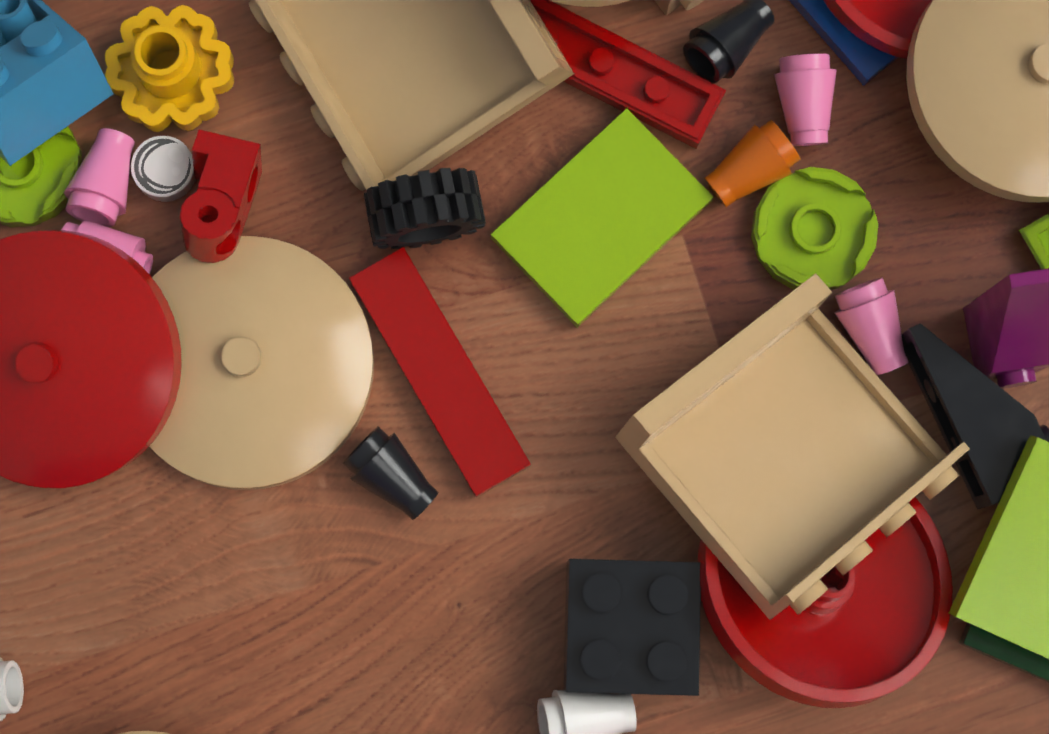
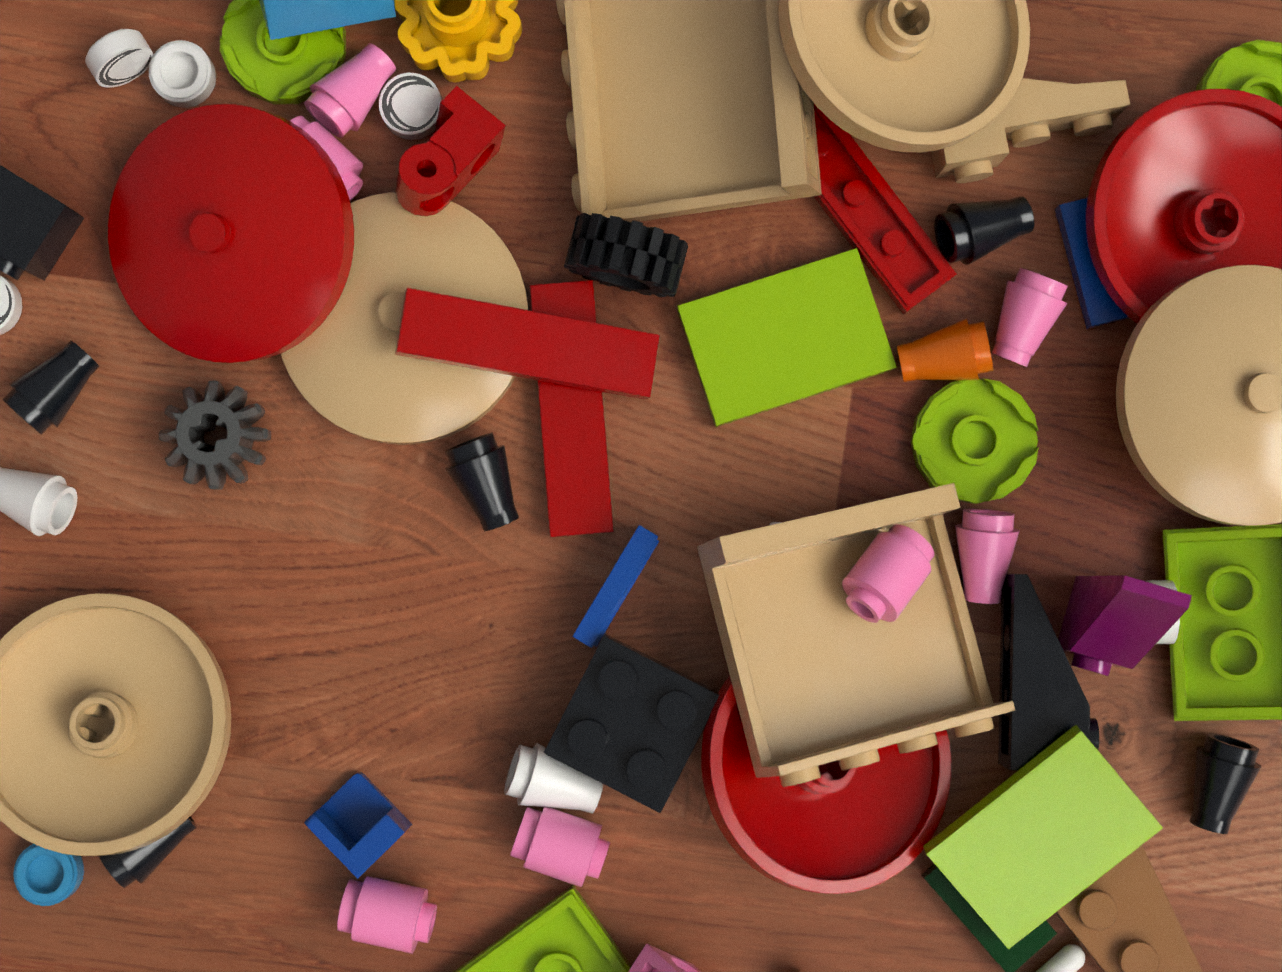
camera: 30 degrees right, 5 degrees up
(103, 541) = (202, 418): none -> dark grey gear
(372, 330) = (526, 344): none -> red tile
(558, 511) = (616, 587): none -> blue tile
(798, 381) = (888, 574): none -> bright pink brick

